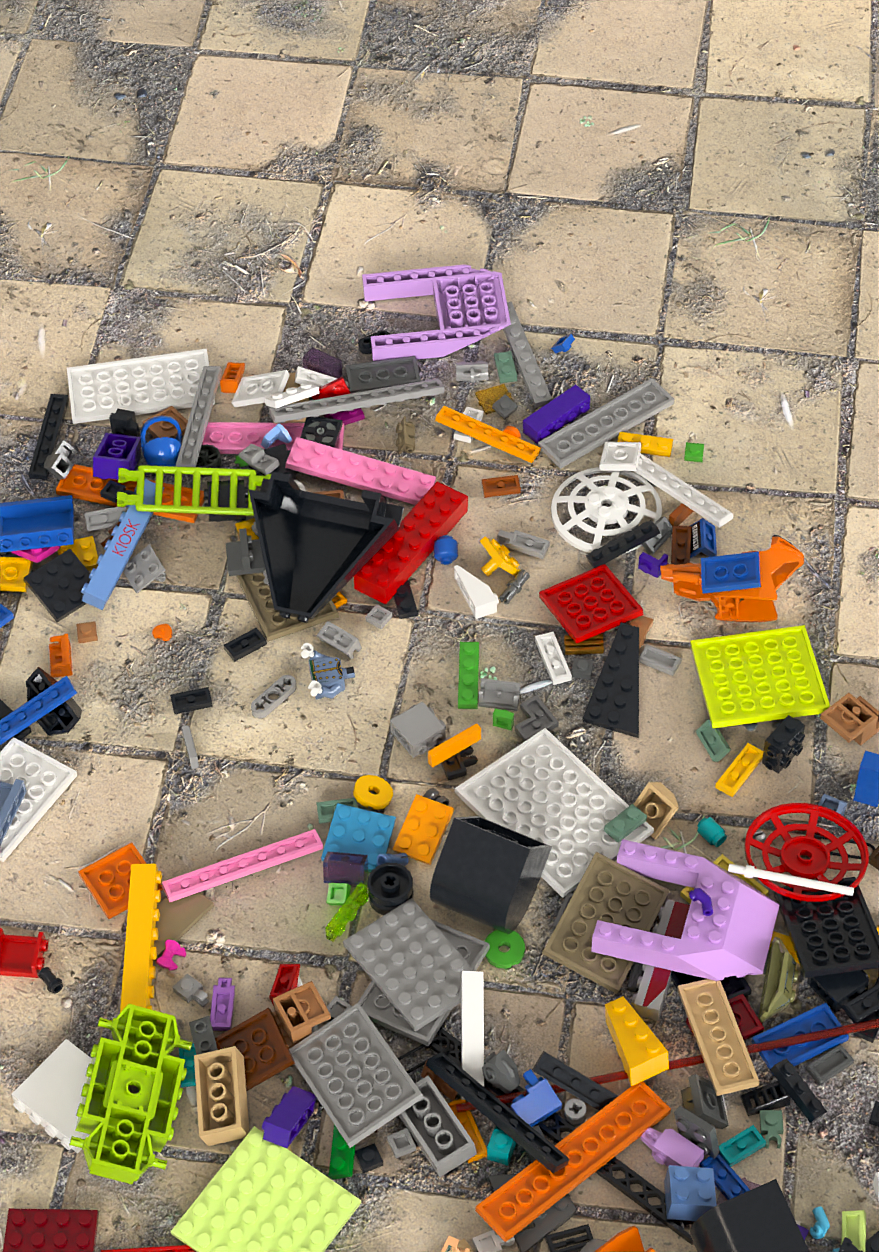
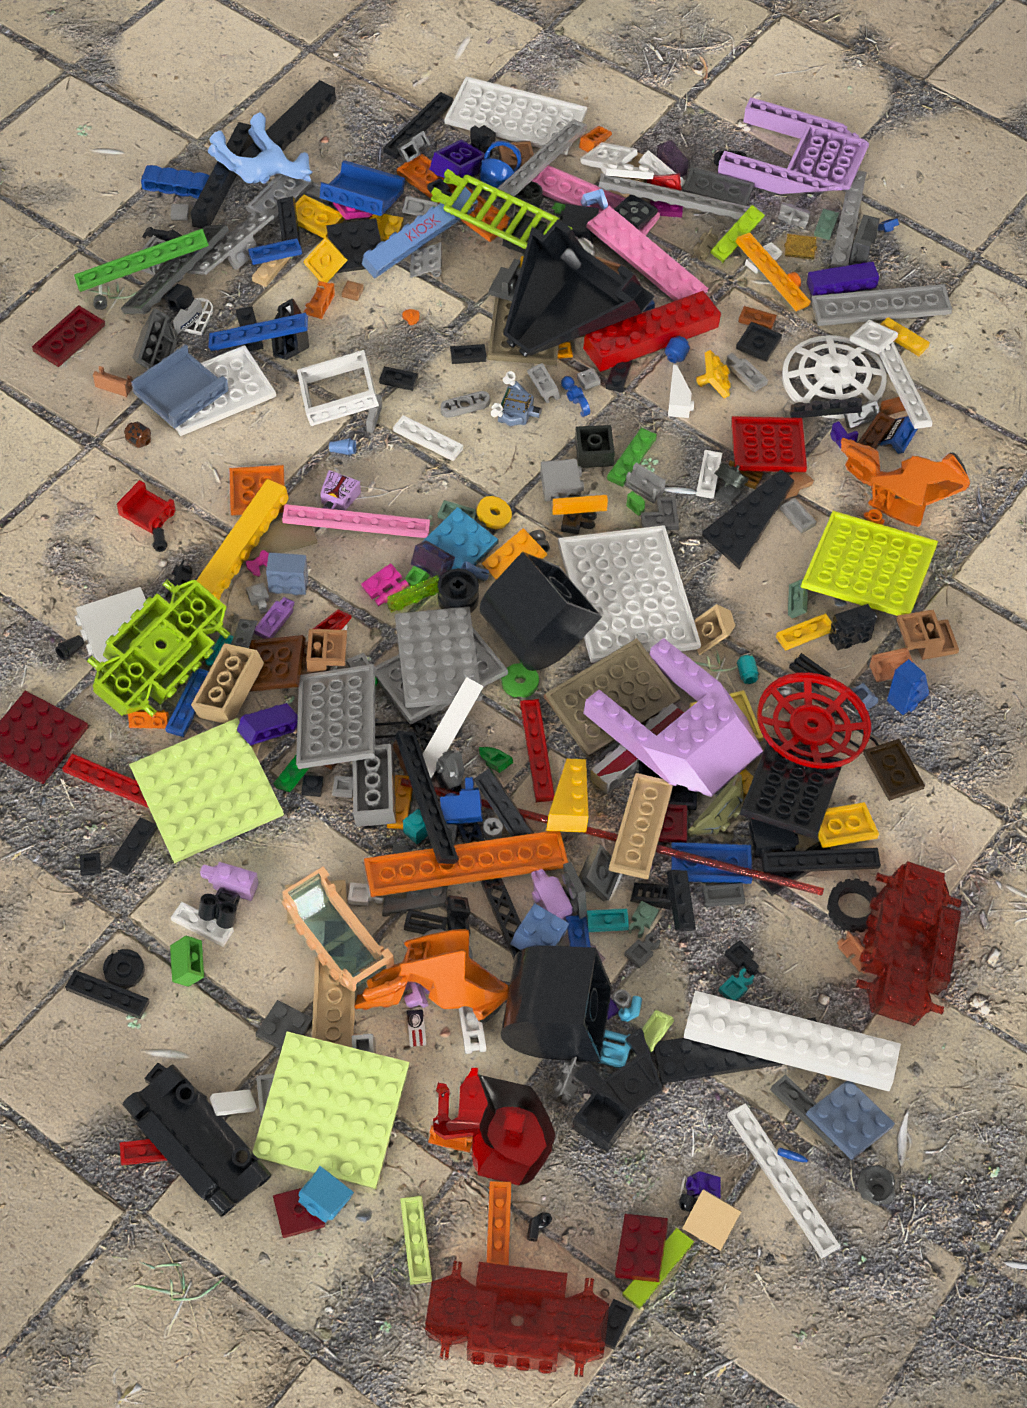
camera: 25 degrees right, 5 degrees up
(26, 1141) = (69, 647): none -> black cone
(42, 614) = (325, 260): none -> yellow plate
(95, 1005) = (180, 573): none -> black hinge
(154, 757) = (343, 406): none -> white window
(156, 1176) = (142, 719): none -> orange hinge
(180, 795) = (344, 446): none -> medium blue cone
(190, 1142) = (184, 711): none -> blue plate
(205, 843) = (339, 491): none -> lavender torso
(209, 952) = (287, 573): none -> sand blue brick
(258, 459) = (567, 211): light grey slope -> none
(259, 747) = (428, 438): none -> white plate
(306, 914) = (383, 580): none -> dark pink plate
(377, 638) = (575, 395): none -> blue piece
(429, 680) = (594, 446): none -> pearl dark grey brick
(432, 405) = (744, 225): none -> lime plate
(504, 406) = (803, 255): dark grey plate -> none
(514, 586) = (715, 403): dark grey pin -> none
(516, 507) = (759, 341): none -> black plate
(531, 1038) = (495, 758): none -> green plate
(556, 376) = (865, 236): none -> dark grey panel
(565, 1011) = (537, 750): none -> red tile
(579, 650) = (731, 476): none -> pearl dark grey wheel
(596, 1216) = (458, 913): none -> black slope
(625, 823) = (679, 628): sand green plate -> none
(694, 452) = (941, 361): bright green plate -> none
(704, 898) = (695, 713): dark purple arm -> none
(730, 572) = (892, 466): blue plate -> none
(730, 628) = (874, 516): none -> orange plate
(750, 872) = (752, 712): white bar -> none
(764, 801) = (810, 666): none -> black tile
(792, 1160) = (641, 951): none -> dark grey plate
(807, 1214) = (621, 994): none -> light grey plate
(838, 763) = (884, 664): none -> nougat hinge

